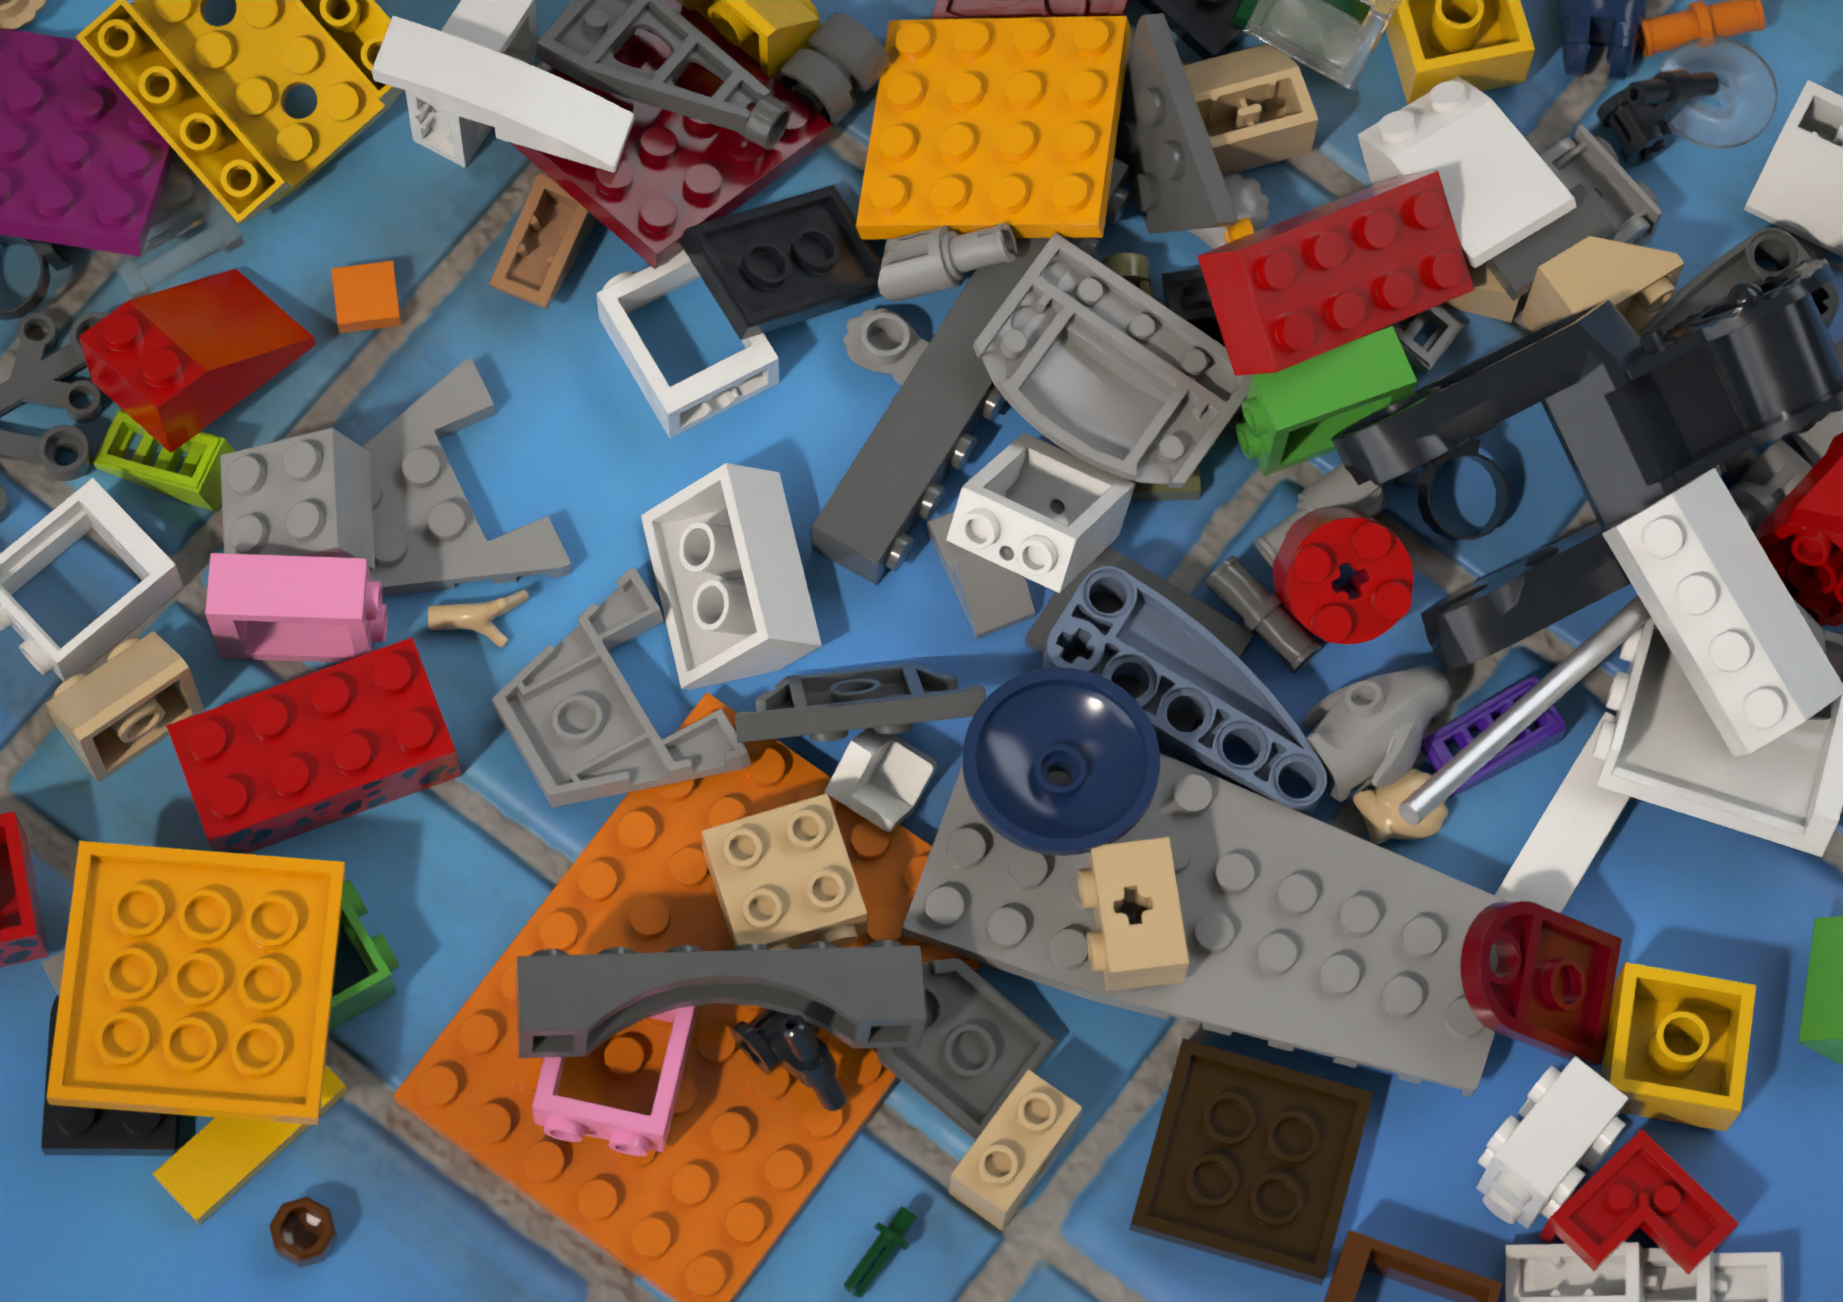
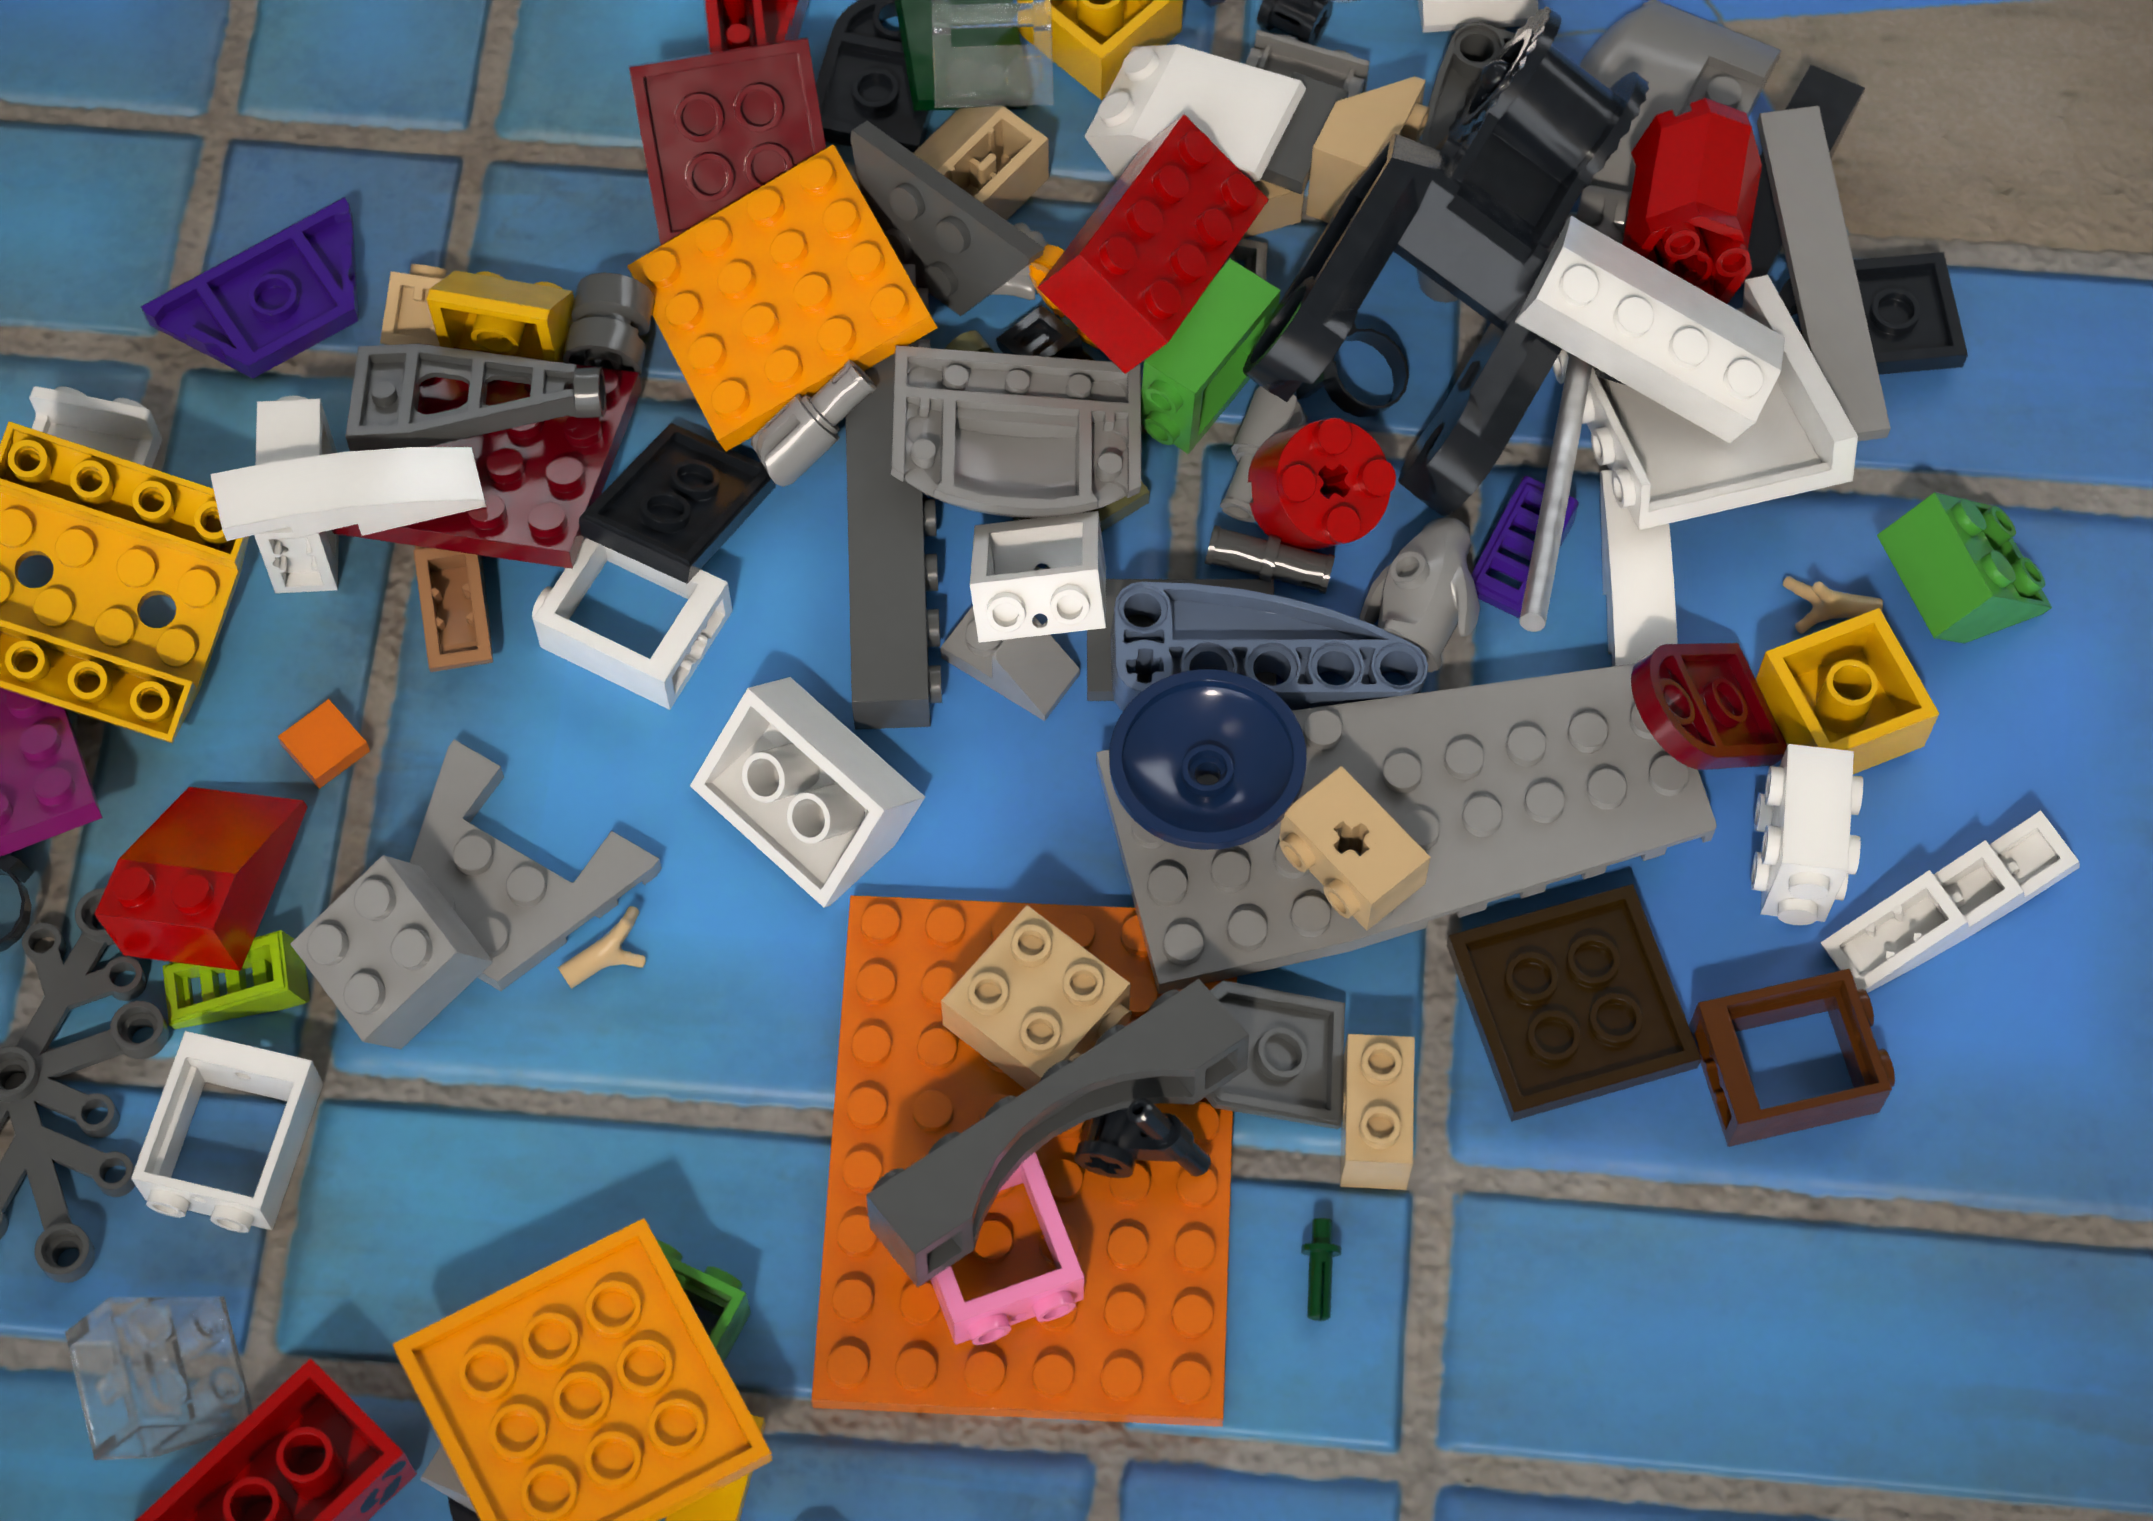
camera: 30 degrees left, 5 degrees down
(125, 704) = (343, 1208): tan slope -> none
(181, 207) = (108, 758): clear plate -> none
(294, 607) = (446, 1033): bright pink window -> none
(315, 750) = (541, 1146): red brick -> none
(585, 726) = (767, 984): light grey wing -> none
(857, 698) = (977, 829): dark grey wing -> none
(881, 778) = (1051, 873): white panel -> none
(884, 343) = (805, 525): light grey animal -> none
(1382, 815) = (1492, 647): tan animal -> none
(1647, 1192) = (1901, 829): red panel -> none
(1737, 956) = (1829, 603): none -> tan bar

